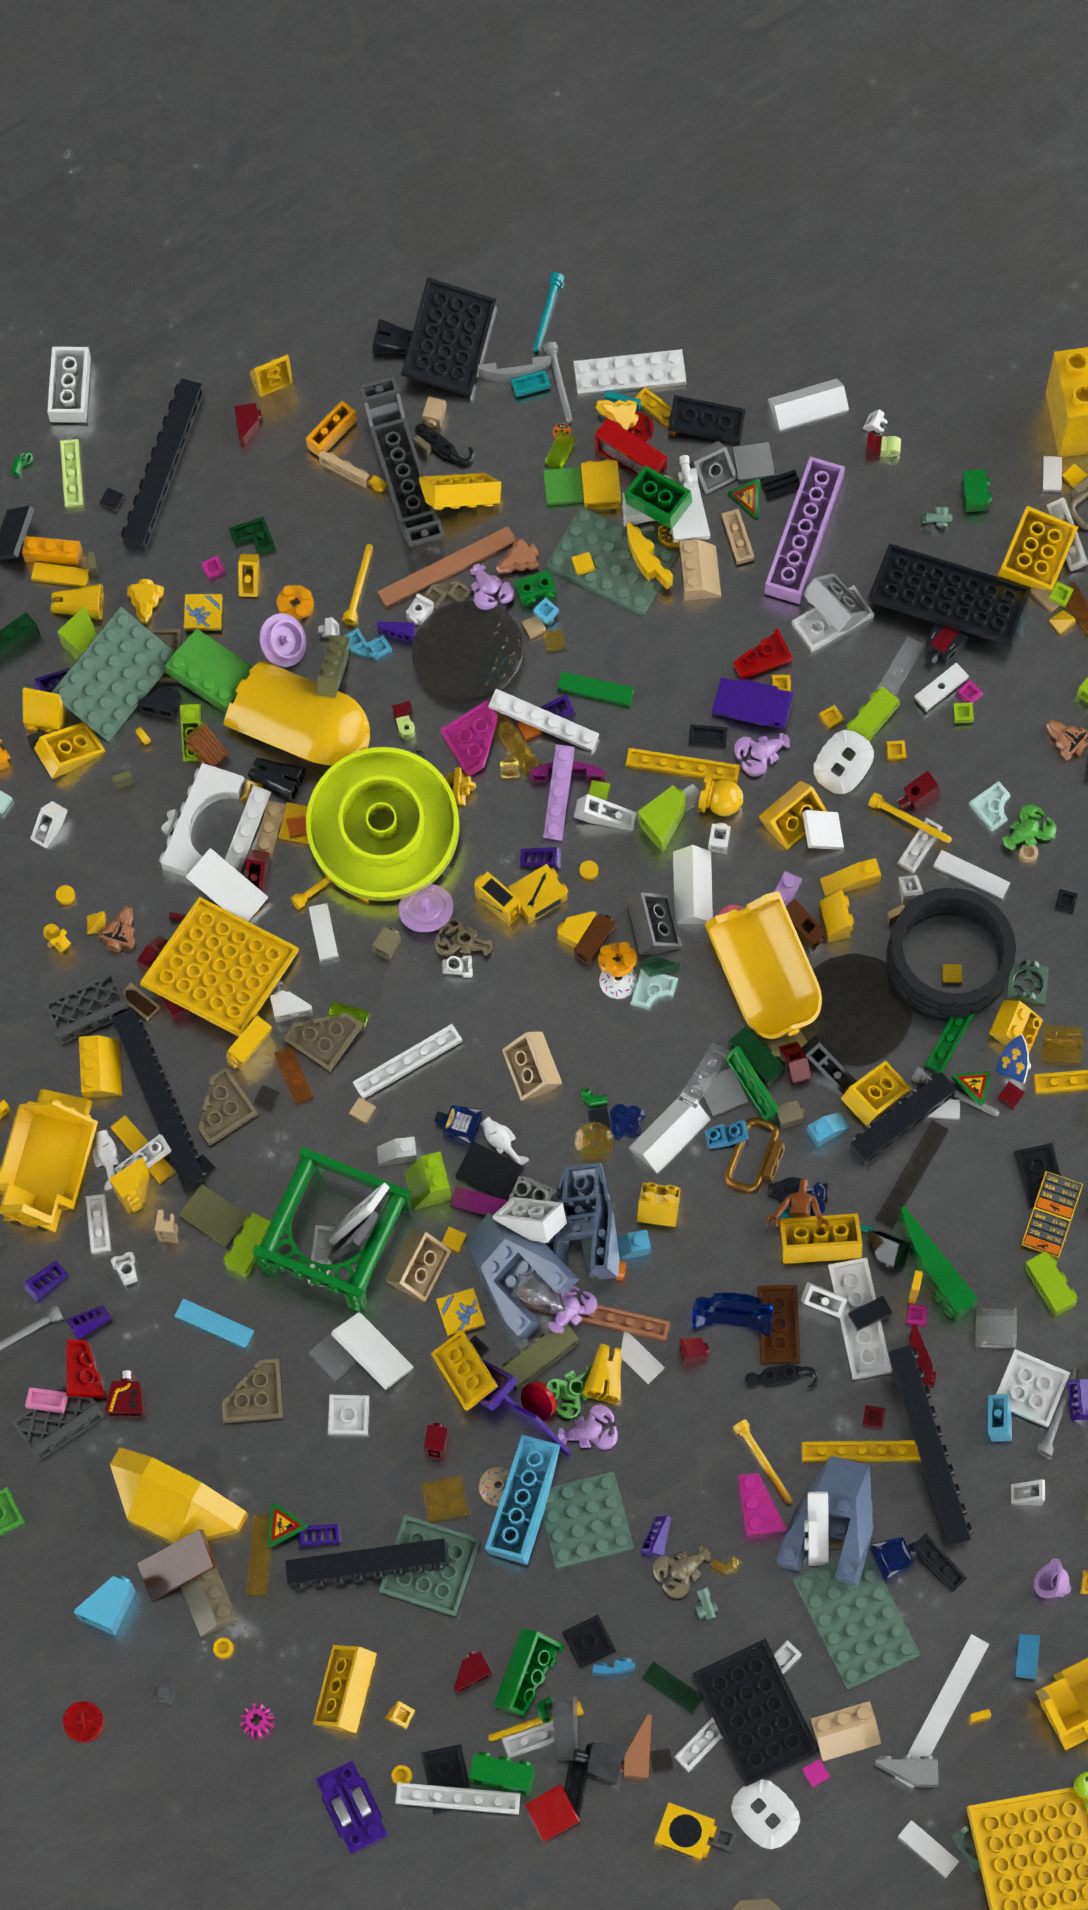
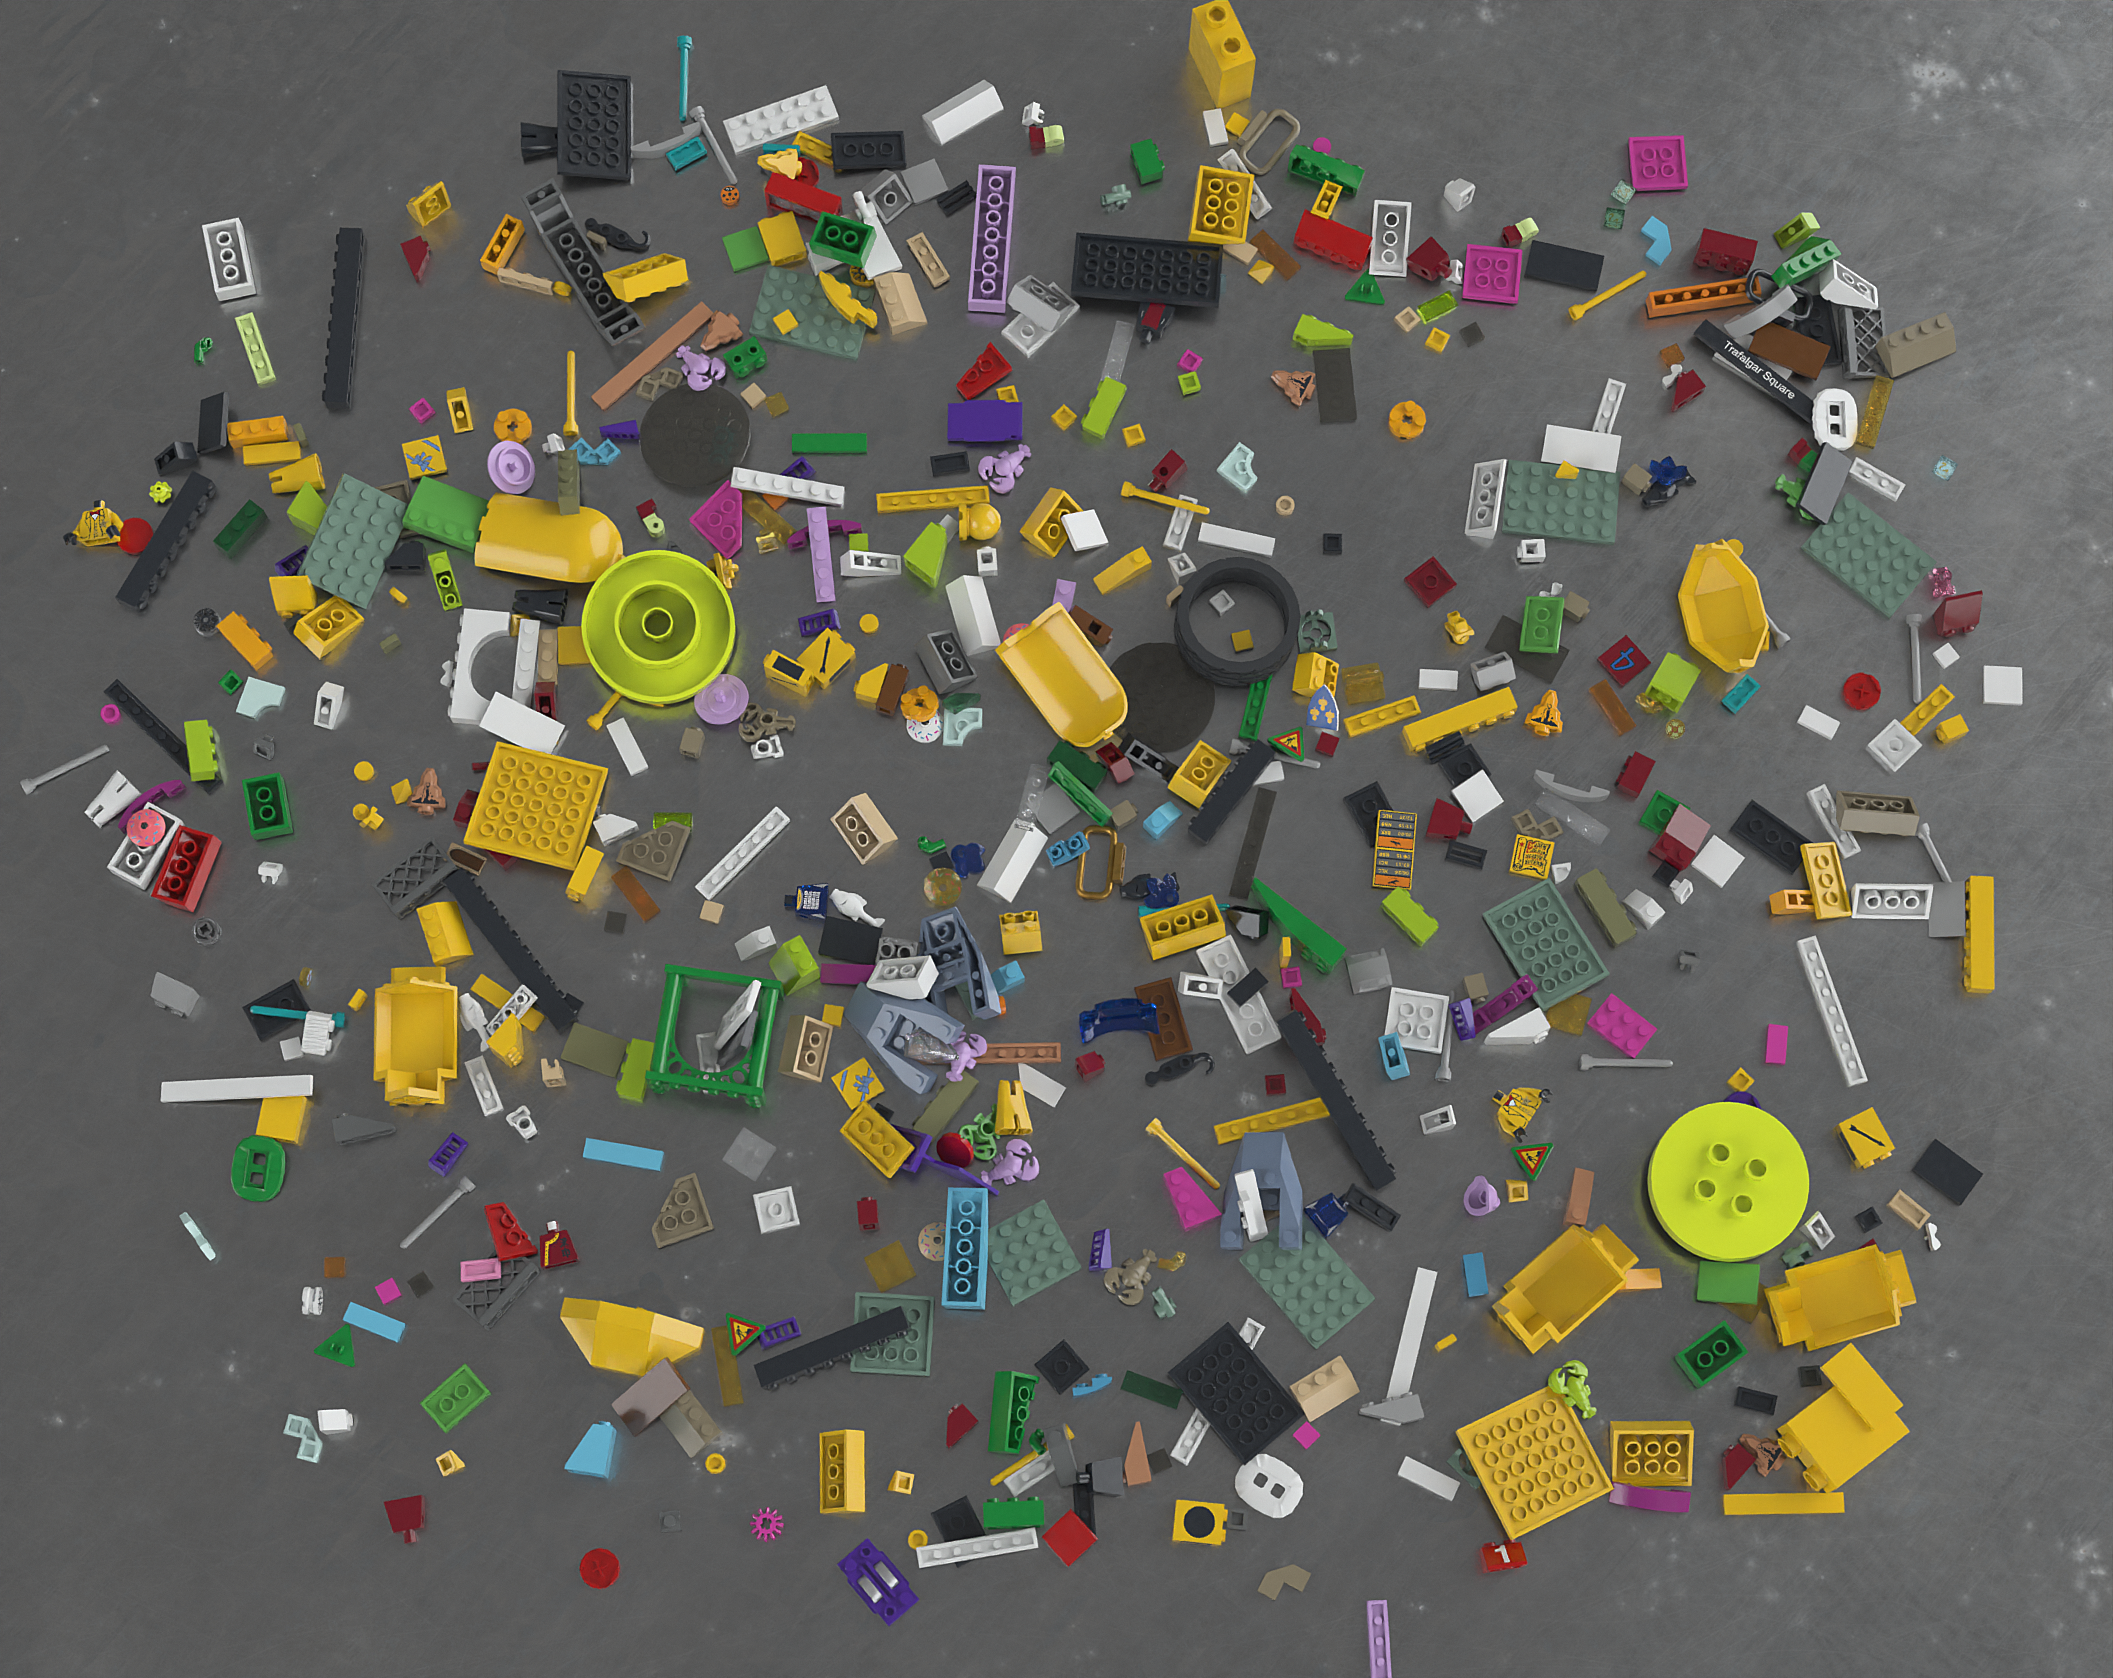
camera: 20 degrees left, 5 degrees up
(88, 1321) = (495, 1186): dark purple slope -> none
(112, 499) = (302, 365): black tile -> none
(144, 598) = (362, 456): yellow rock -> none
(205, 745) = (463, 590): dark orange brick -> none
(224, 1107) = (576, 942): dark tan plate -> none
(255, 531) = (455, 364): dark green tile -> none
(297, 826) = (574, 649): clear orange tile -> none
(372, 1350) = (783, 1142): white tile -> none
(426, 608) = (640, 399): white brick -> none
(434, 412) = (599, 204): tan brick -> none
(545, 611) = (761, 377): medium azure tile -> none
(560, 450) = (733, 213): clear neon green tile -> none
(748, 497) = (928, 218): piece -> none
(800, 1206) = (1156, 901): dark orange piece -> none
(836, 917) = (1118, 612): yellow slope -> none
(854, 769) = (1100, 463): white piece -> none
(941, 932) = (1221, 602): none -> white tile
(948, 680) = (1168, 355): white tile -> none
(1029, 828) = (1280, 480): bright green animal -> none
(1060, 594) = (1253, 244): lime plate -> none

